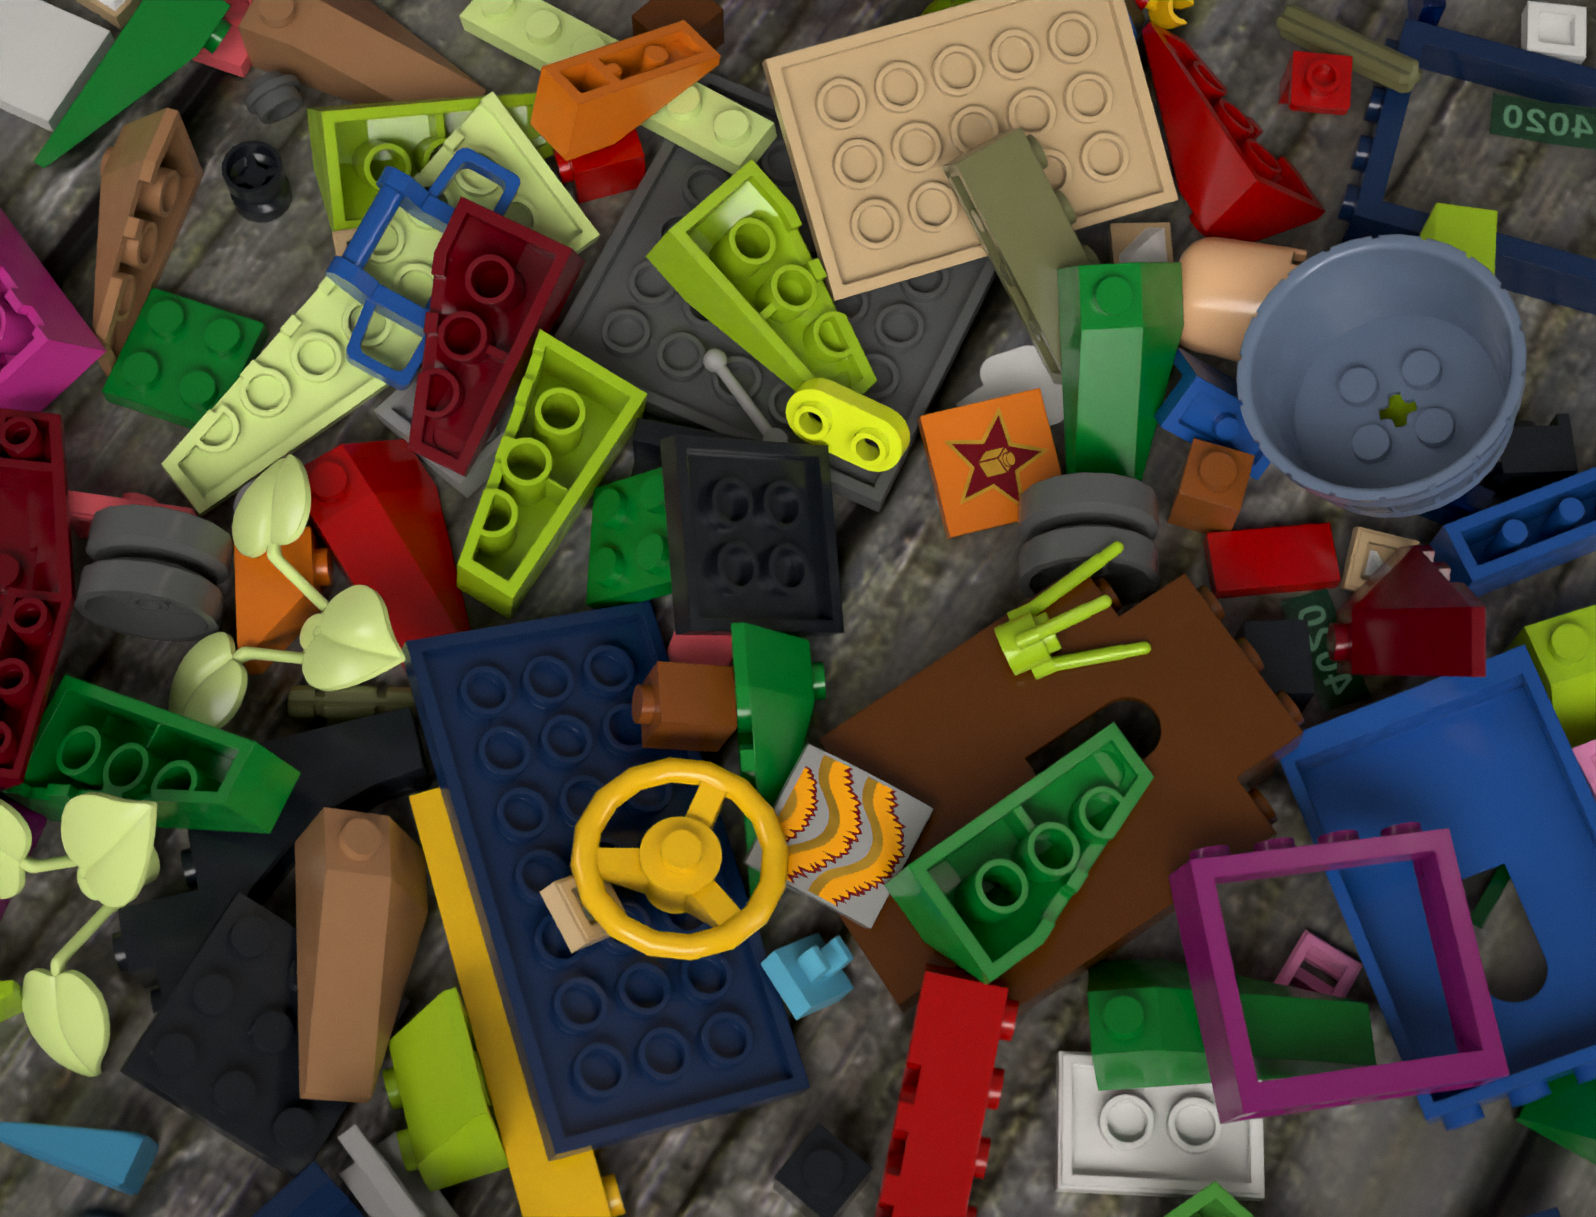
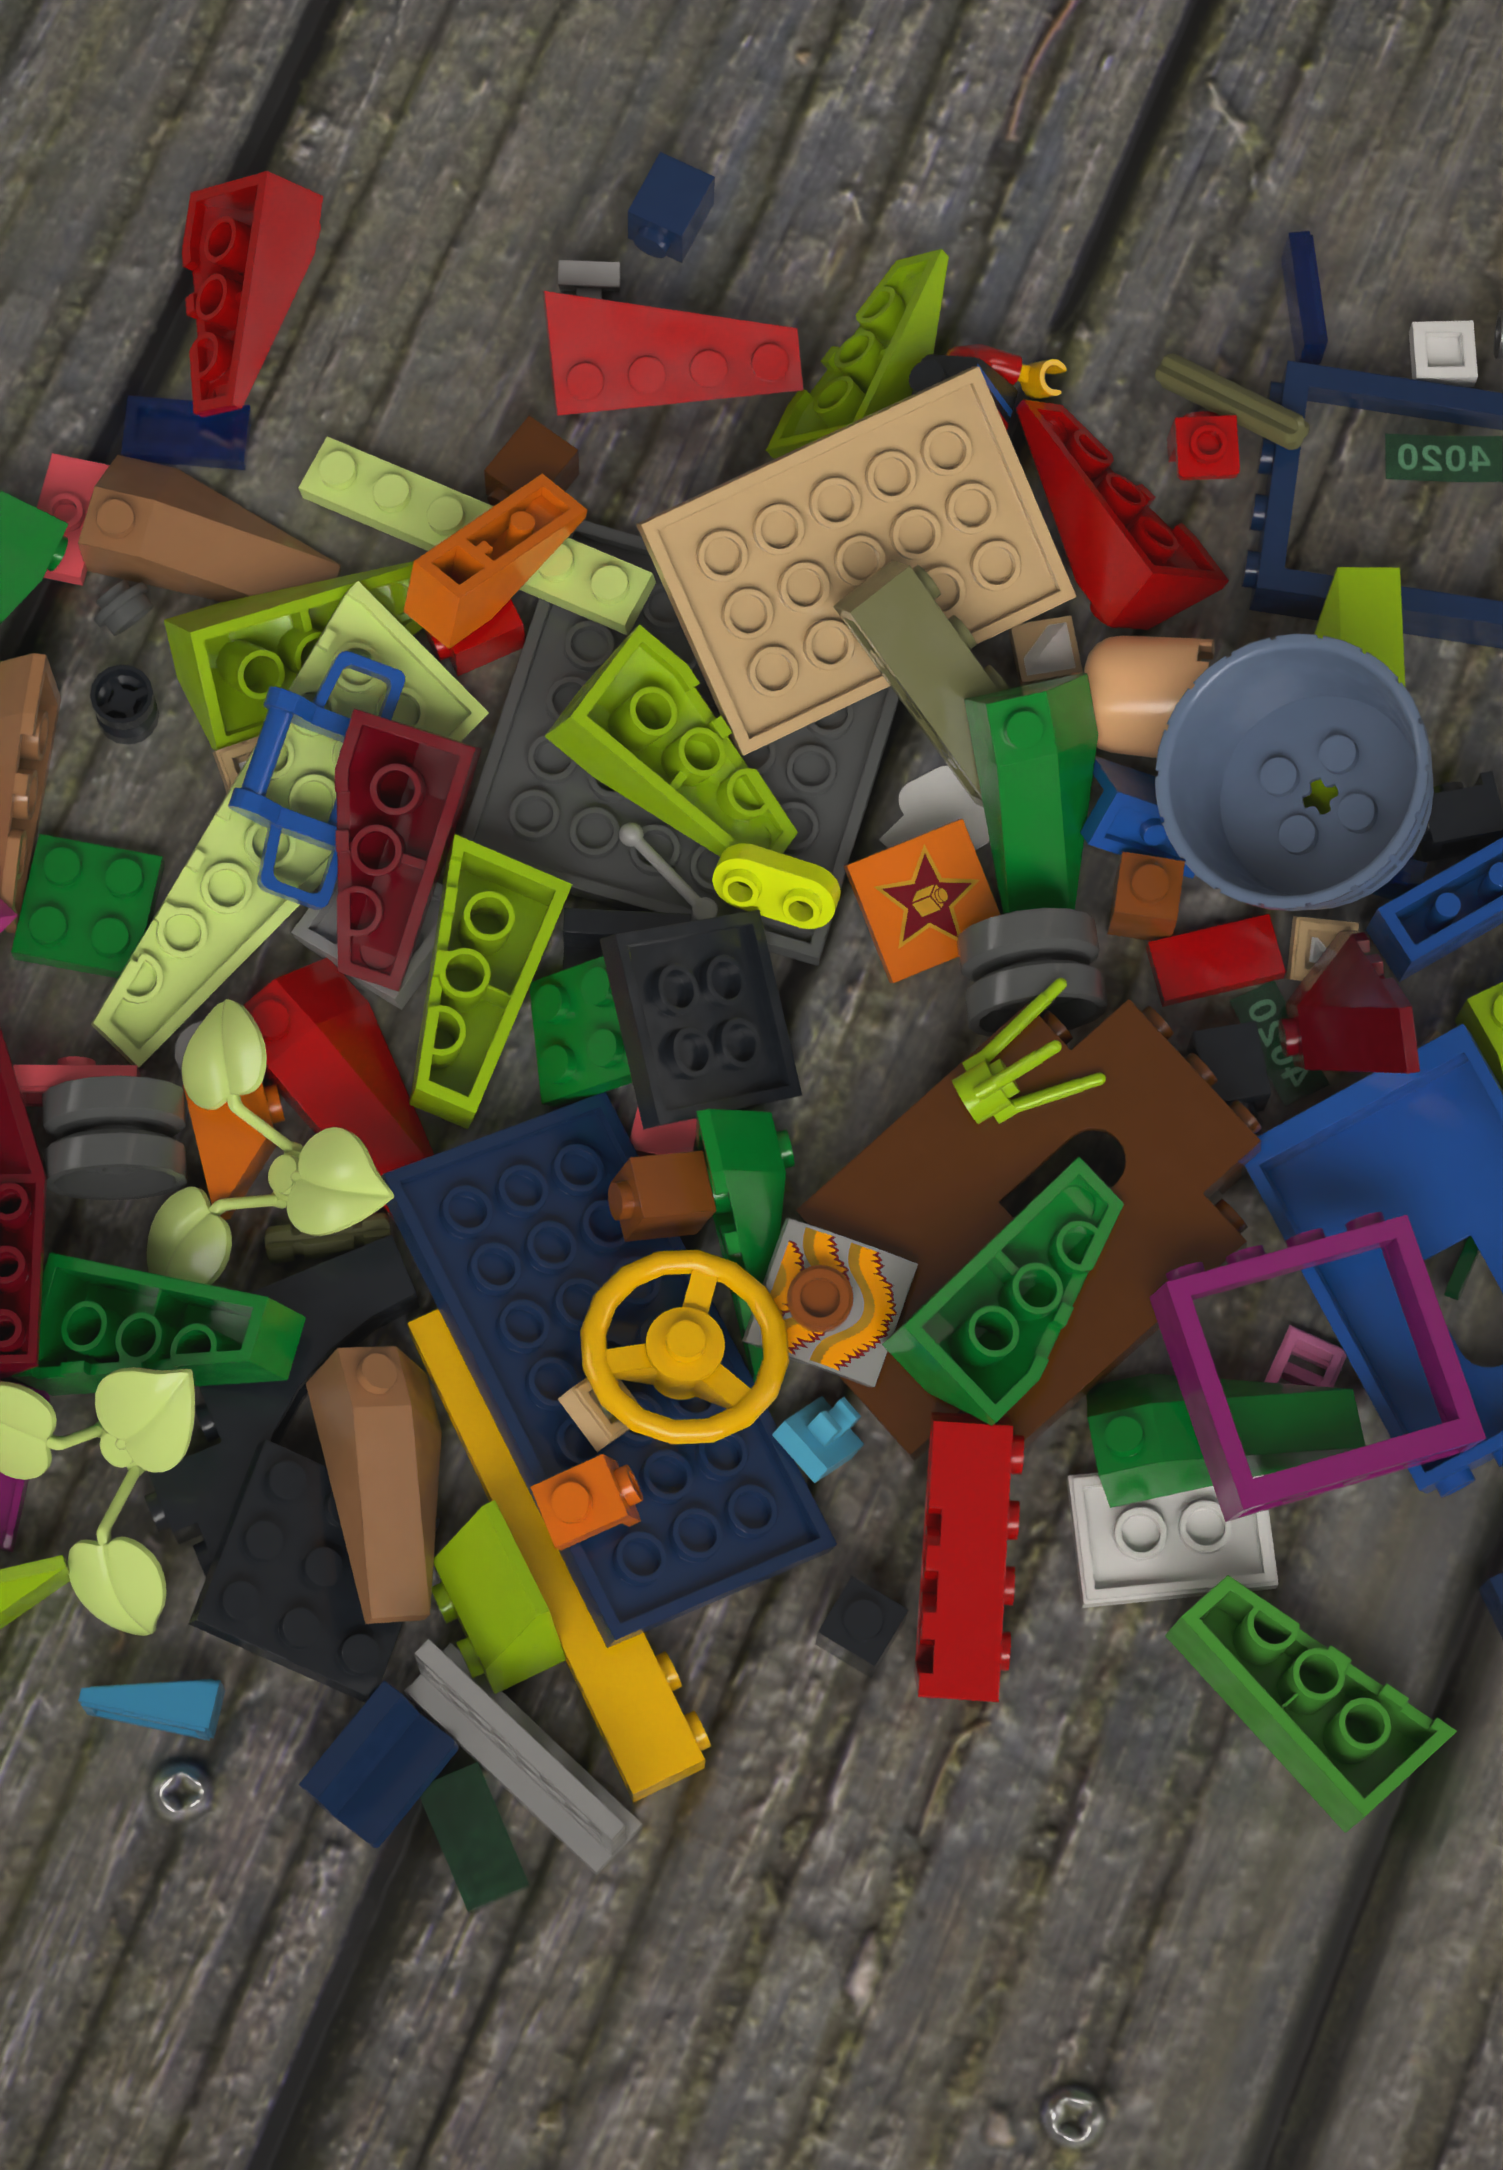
camera: 10 degrees left, 5 degrees up
(552, 1002) = (588, 1500): none -> orange bracket
(827, 828) = (820, 1298): none -> dark orange tile

